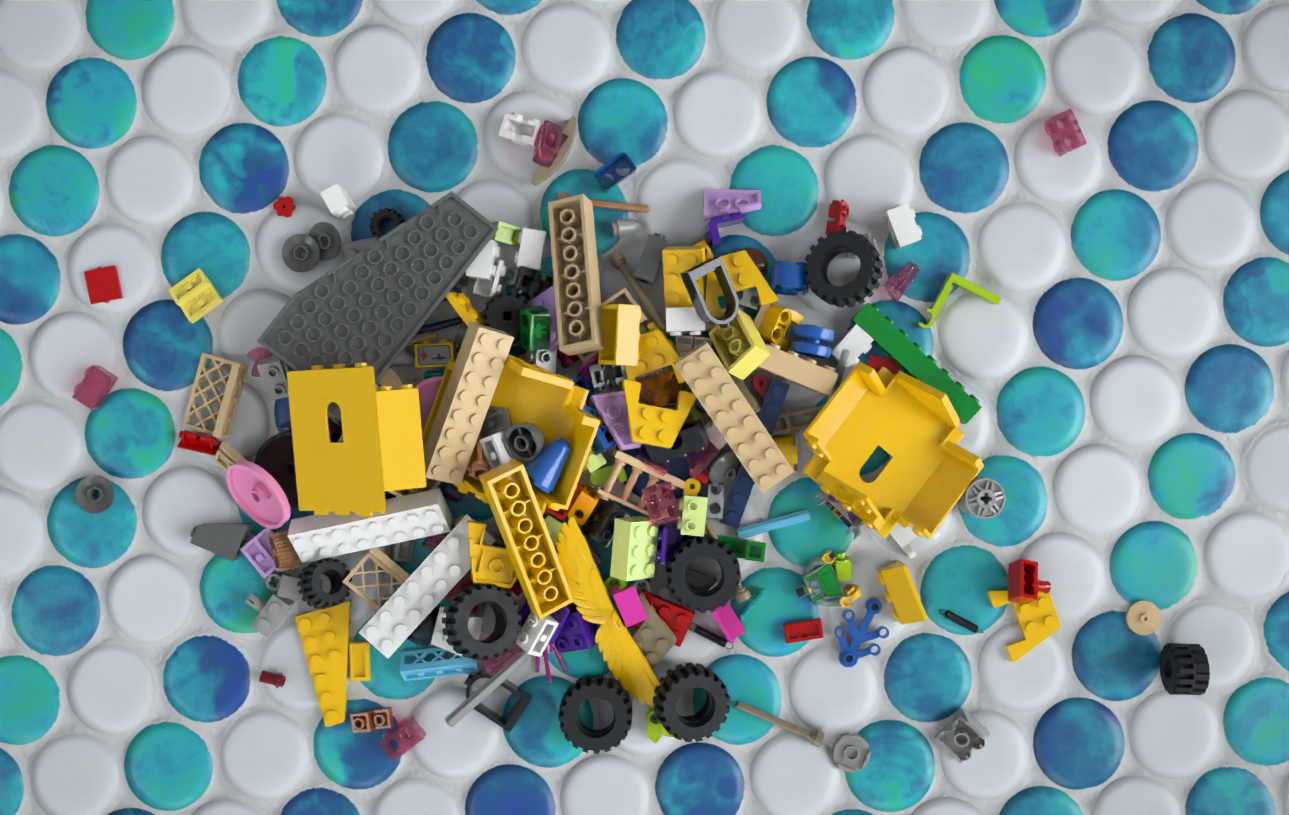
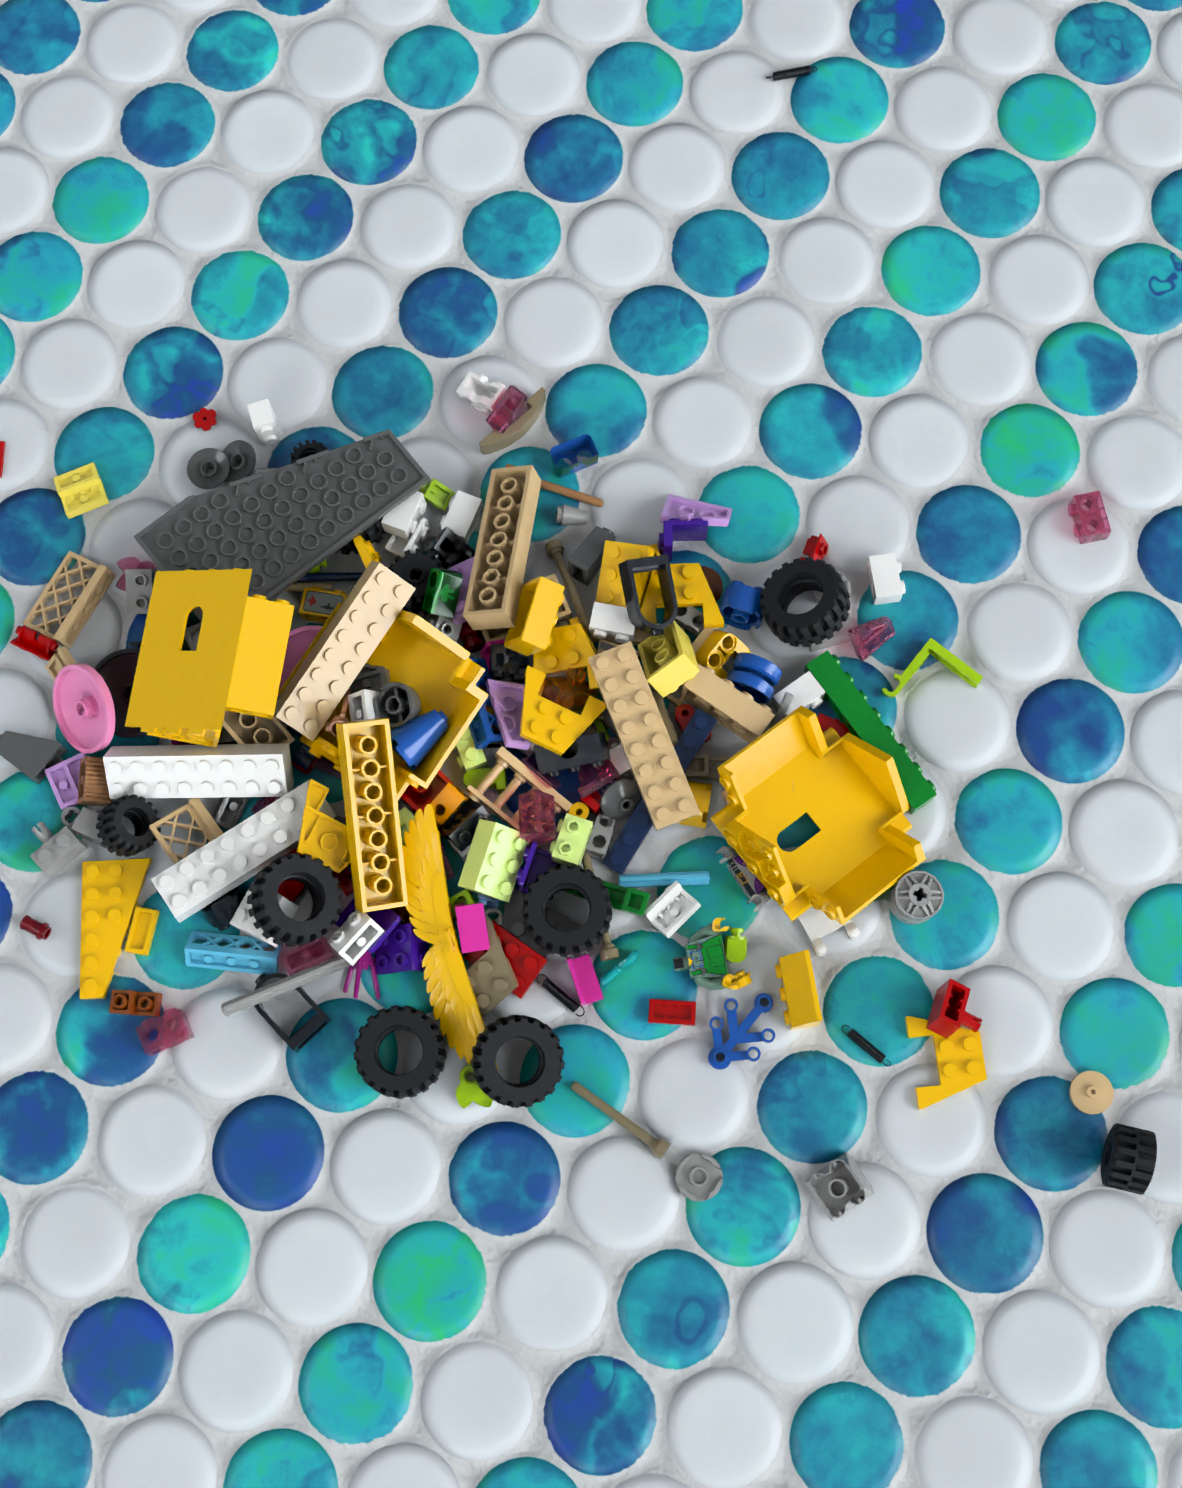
camera: 15 degrees right, 15 degrees down
(785, 549) = (671, 909): none -> white bracket

